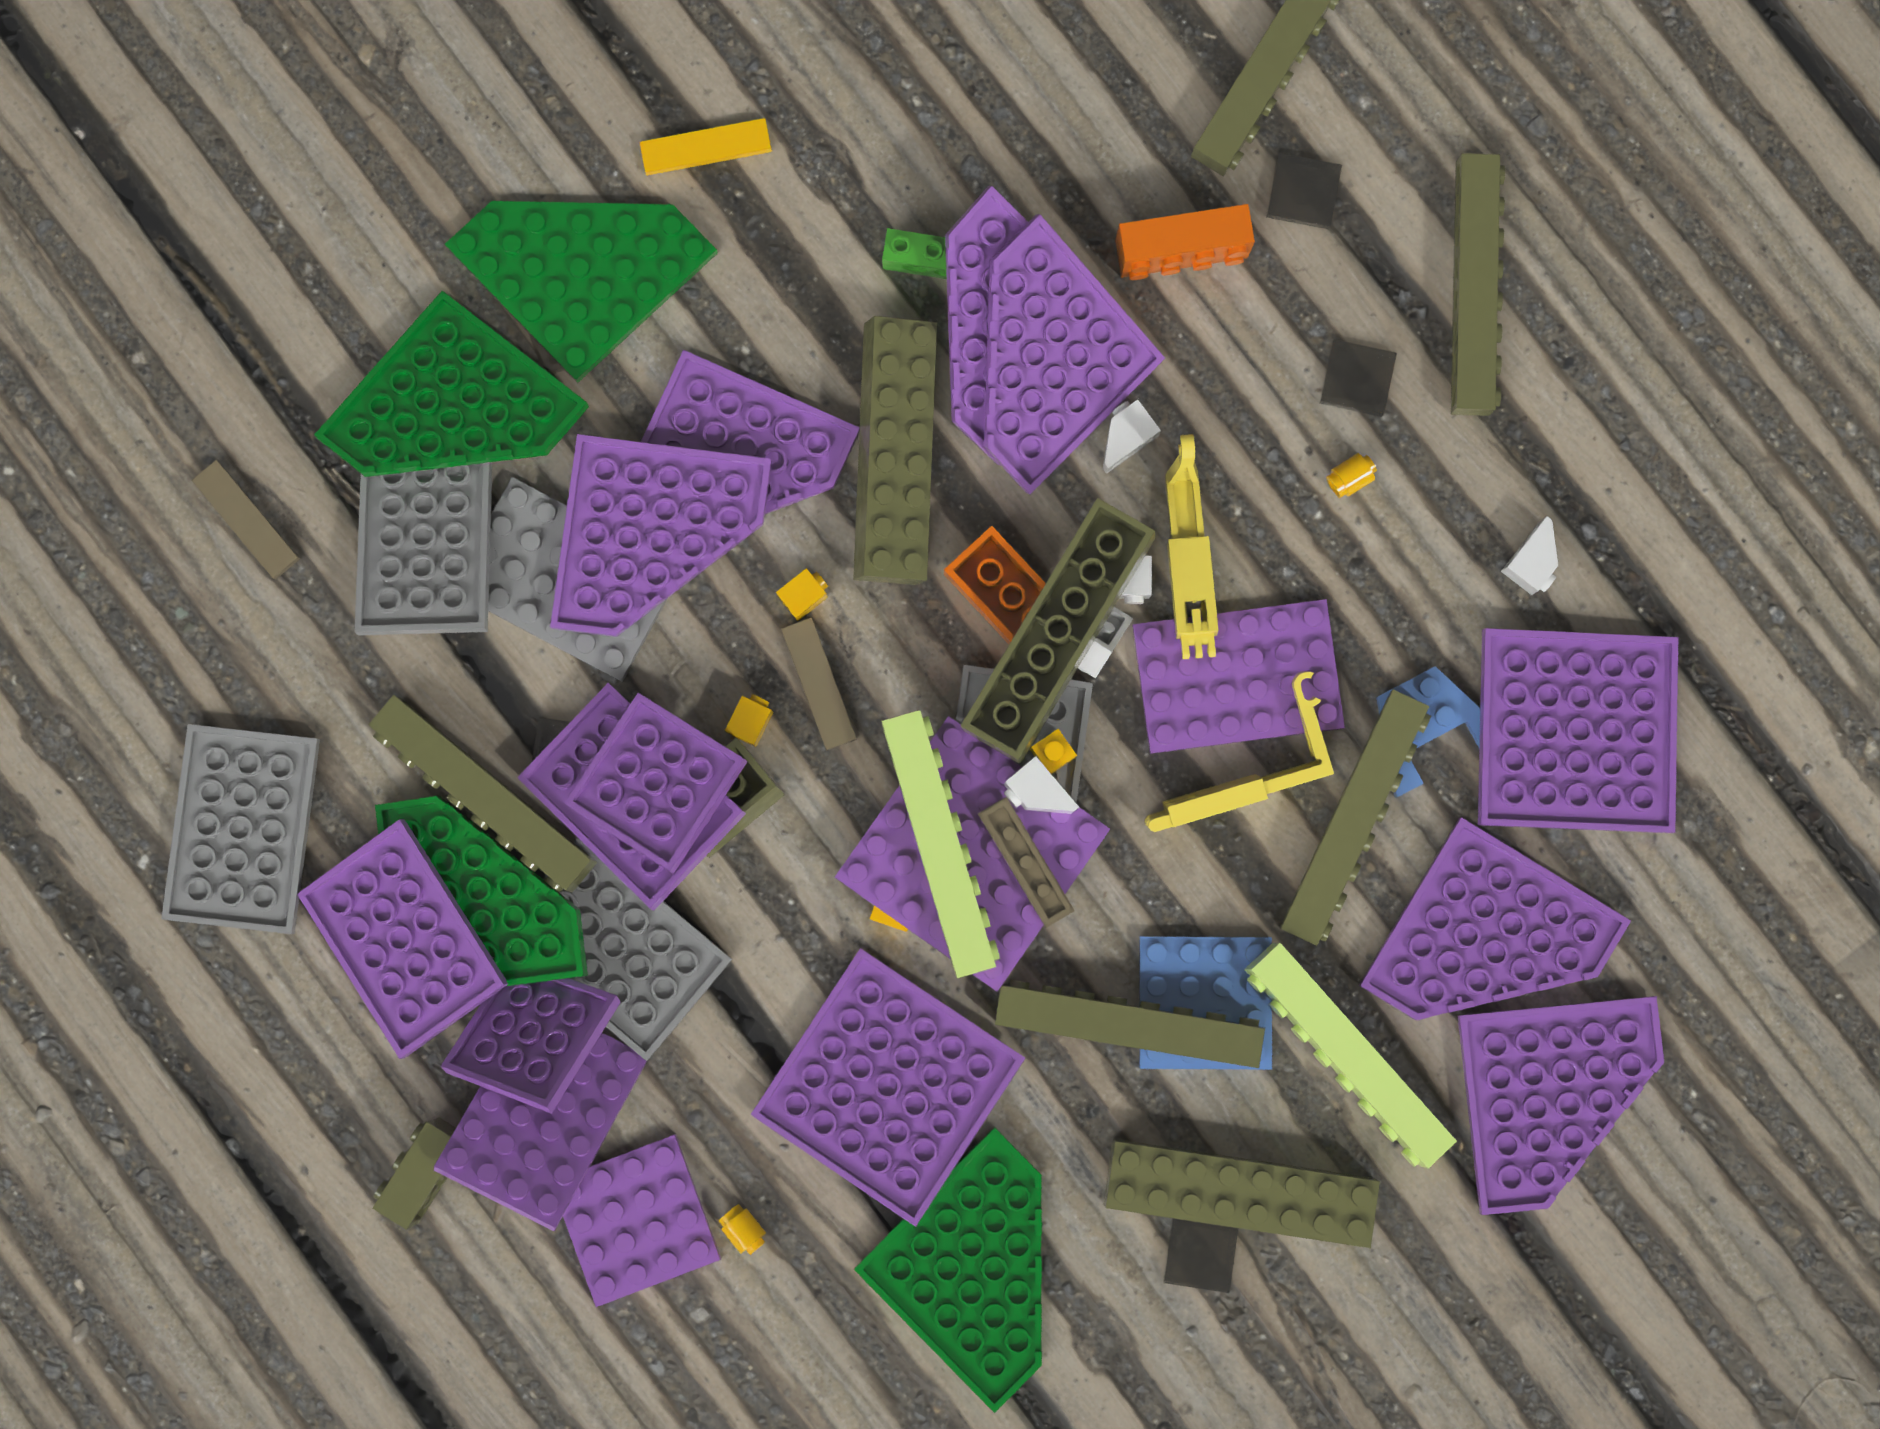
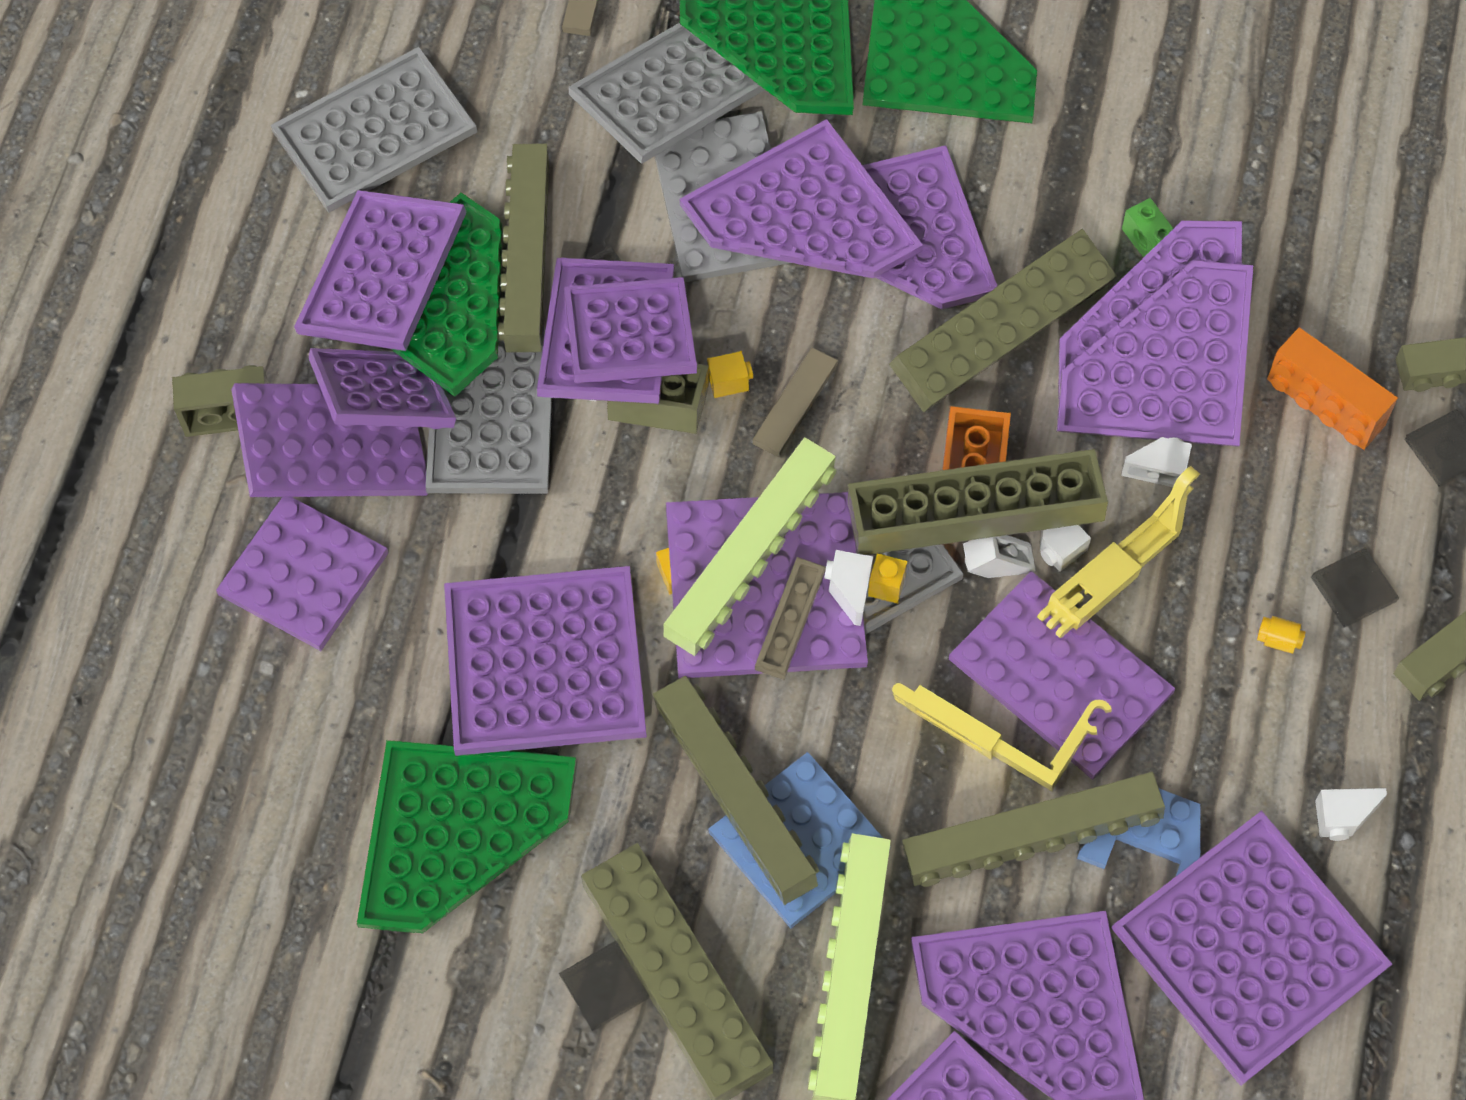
camera: 50 degrees right, 20 degrees down
(705, 146) = (1095, 62): yellow tile -> none
(742, 1230) = (354, 644): yellow brick -> none
(803, 593) = (849, 341): yellow brick -> none

